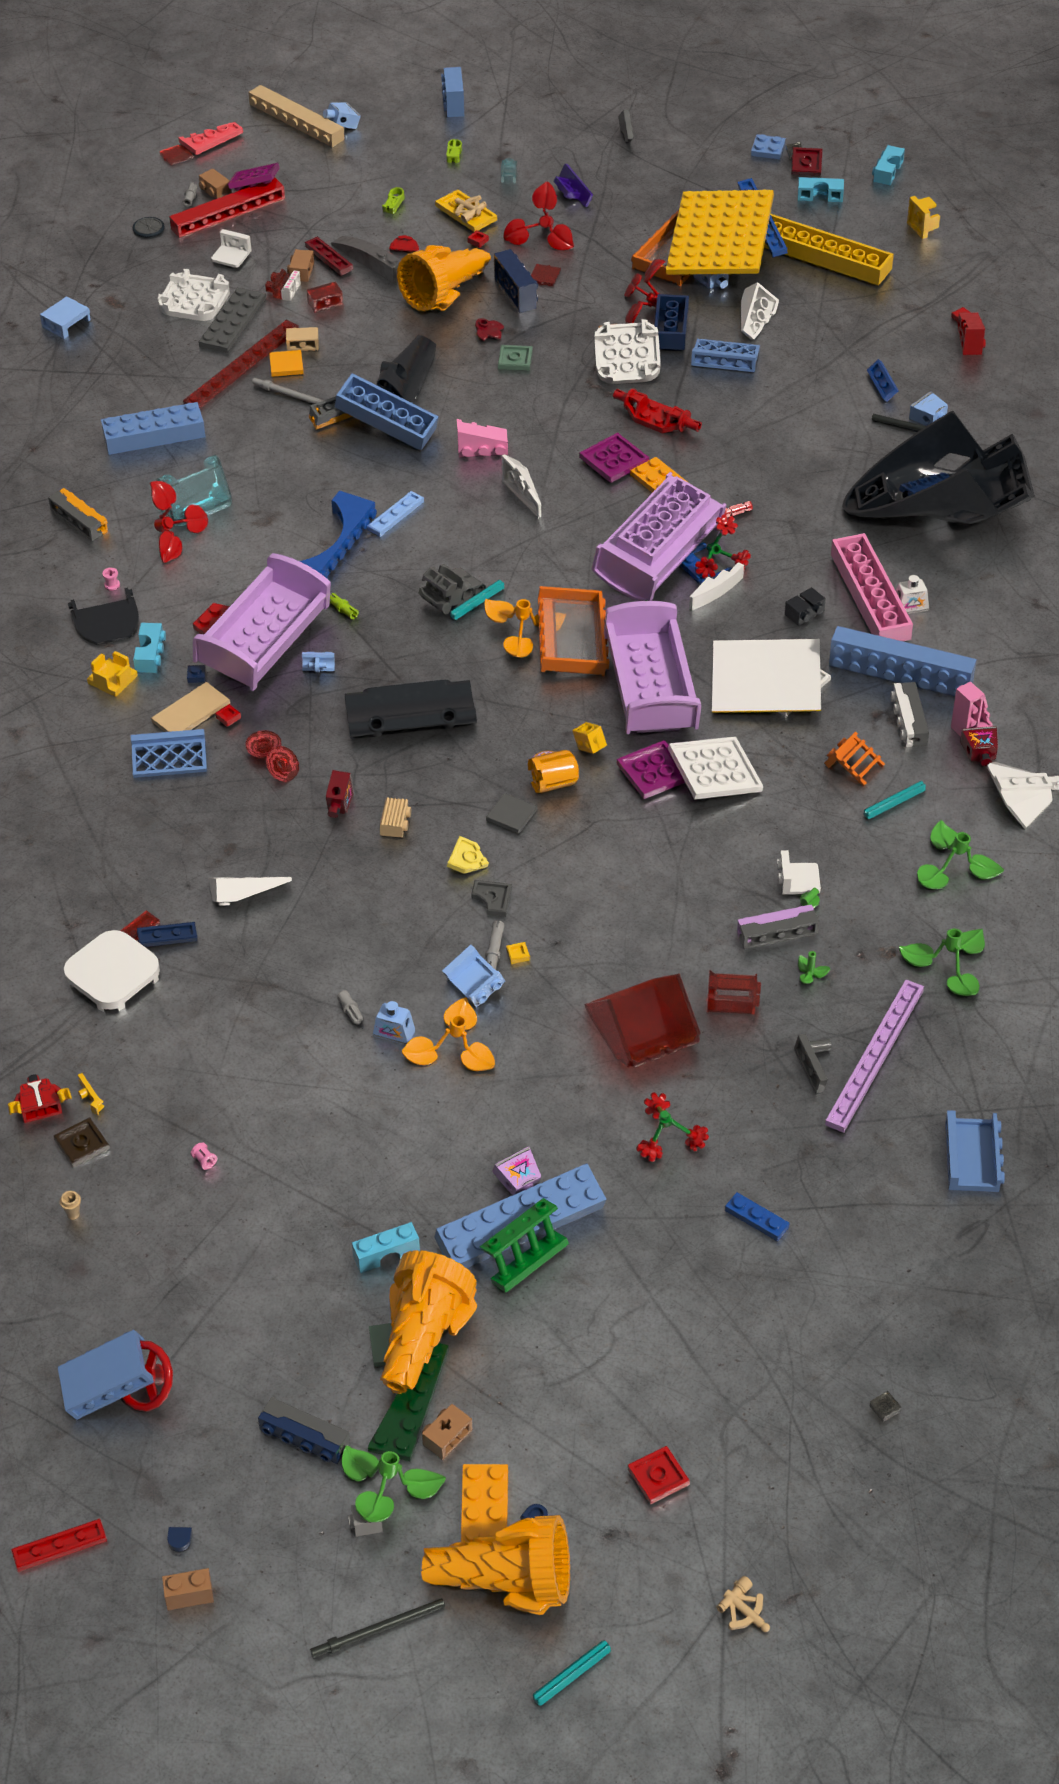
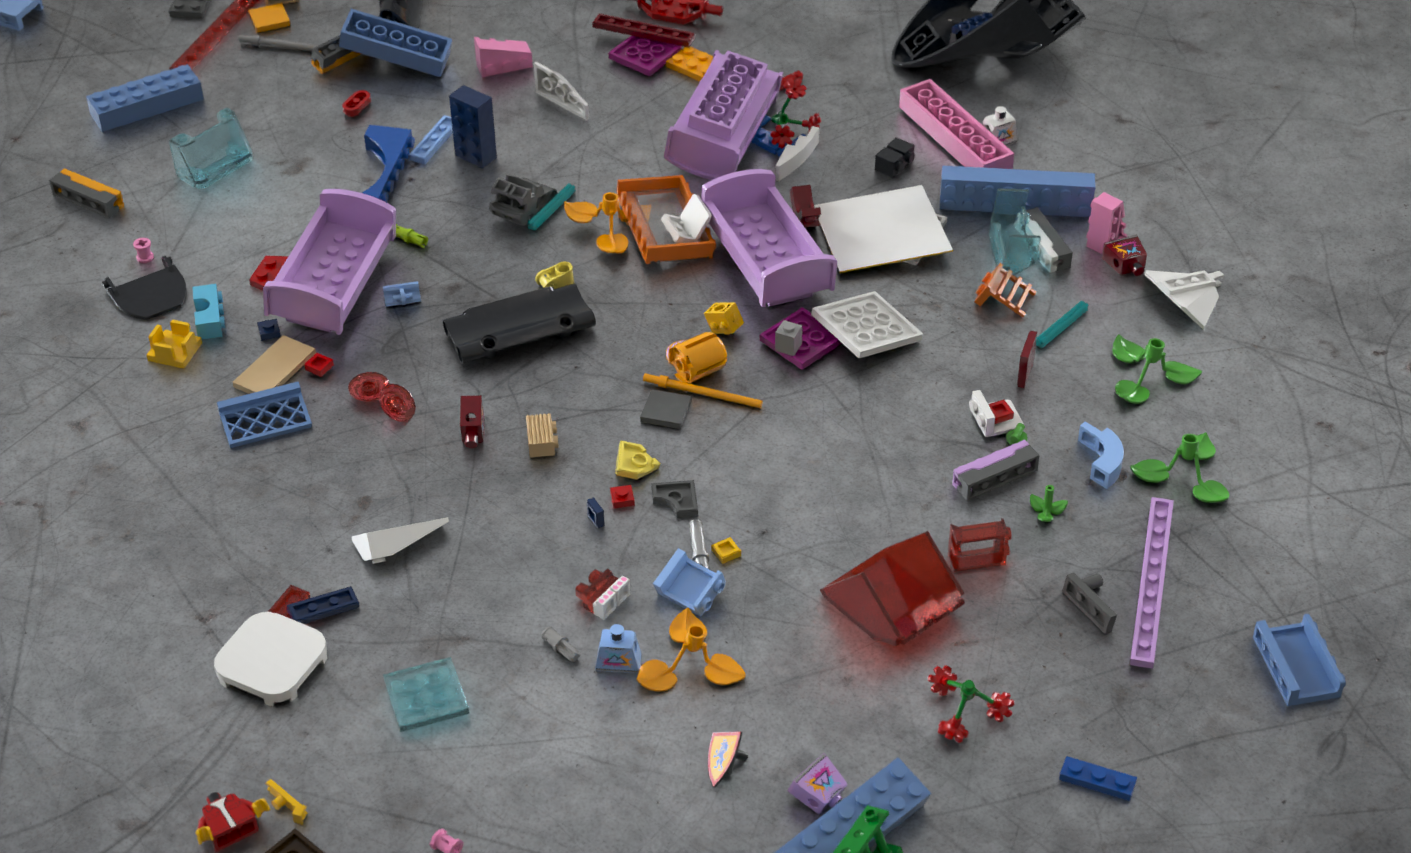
camera: 15 degrees left, 5 degrees down
(169, 545) = (199, 206): red plant -> none
(226, 1027) = (425, 694): none -> clear light blue plate
(337, 465) = (356, 103): none -> red plate
(400, 970) = (603, 593): none -> hips
(417, 897) = (595, 513): none -> dark blue tile
(426, 511) = (473, 126): none -> dark blue brick
(446, 886) = (622, 496): none -> red plate
(450, 1131) = (722, 755): none -> shield
(457, 670) = (557, 275): none -> light yellow piece
(519, 788) = (664, 382): none -> light orange bar
(588, 643) = (690, 223): none -> white bracket
(619, 435) = (643, 30): none -> dark red tile
(638, 768) = (788, 338): none -> light grey brick
(701, 642) = (803, 206): none -> dark red arch
(801, 873) = (1001, 411): none -> red plate
(844, 828) = (1027, 359): none -> dark red tile
(879, 702) = (1008, 234): none -> clear light blue windscreen
(883, 940) = (1108, 445): none -> light blue arch

